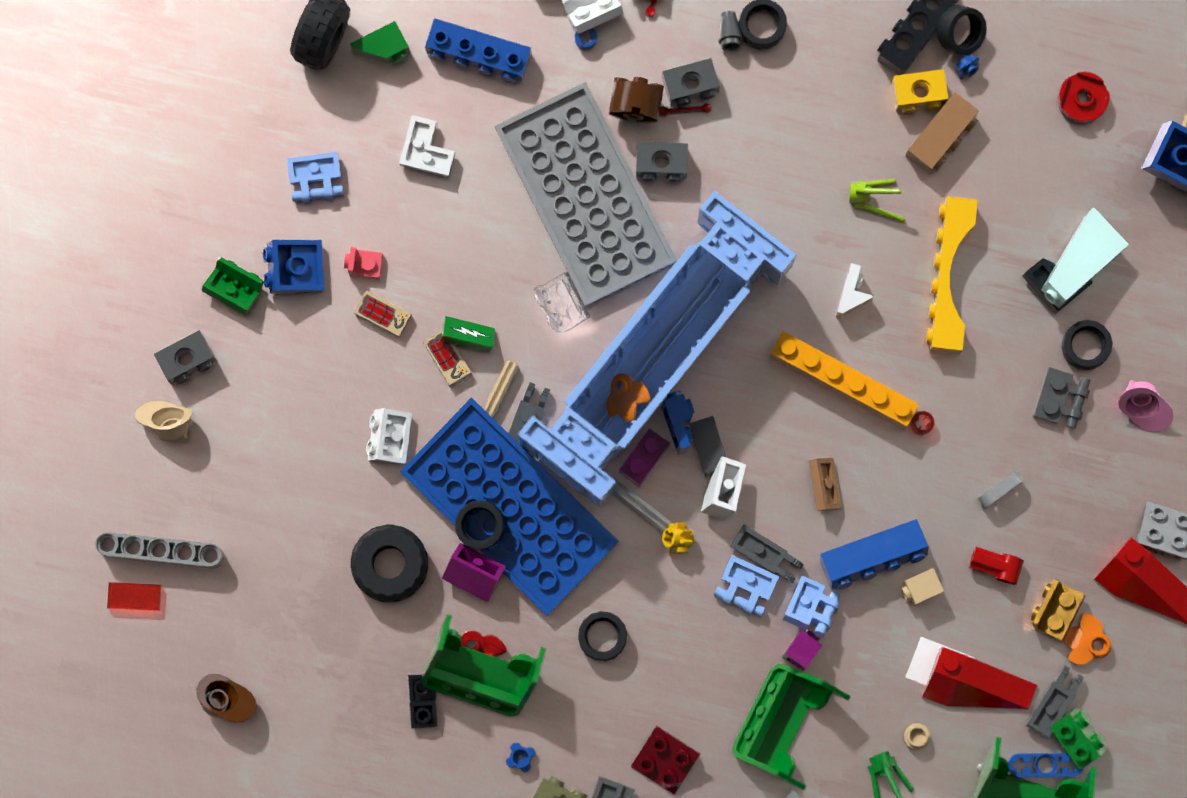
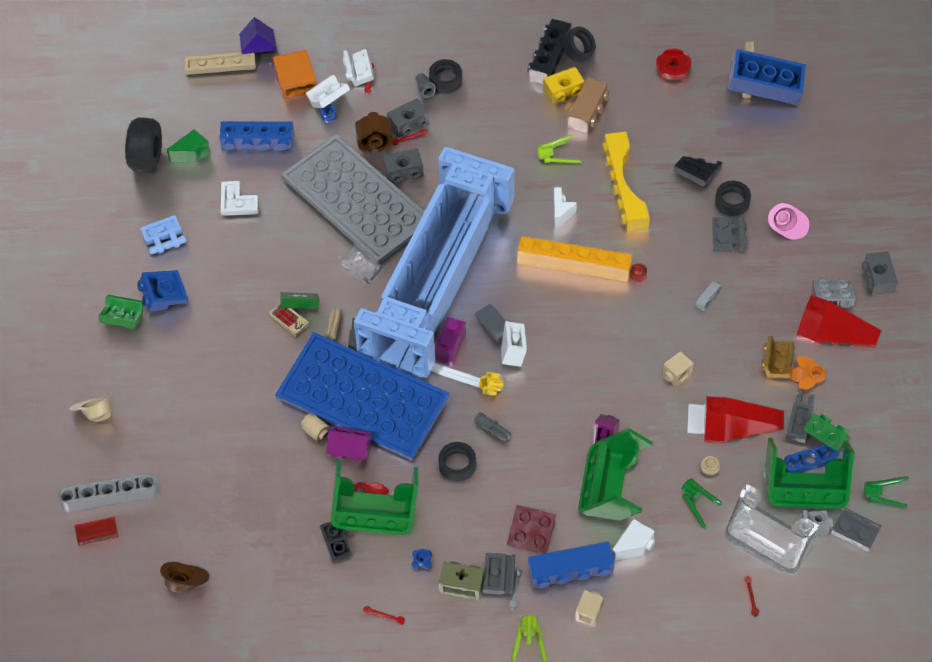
camera: 15 degrees left, 25 degrees down
(170, 358) = (100, 356): dark grey brick -> none
(363, 263) = (212, 278): coral bracket -> none
(382, 313) = (234, 304): tile -> none
(383, 538) = (284, 469): black tyre -> none
(389, 436) = (260, 375): white bracket -> none
(439, 535) = (315, 427): none -> tan brick
(500, 525) = (344, 394): black tyre -> none
(625, 400) = (426, 296): orange plate -> none
(661, 599) = (492, 427): none -> dark grey axle
(678, 414) = (465, 309): blue plate -> none
(749, 578) = (551, 397): light blue plate -> none
(764, 552) = (558, 378): dark grey hinge -> none
(804, 603) = (600, 399): light blue plate -> none
(825, 484) = (584, 324): medium nougat plate -> none
(874, 555) = (635, 356): blue brick -> none
(967, 66) = (590, 65): blue plate -> none
(1003, 567) = (730, 342): red piece -> none
(1086, 254) = (711, 147): light aqua slope -> none

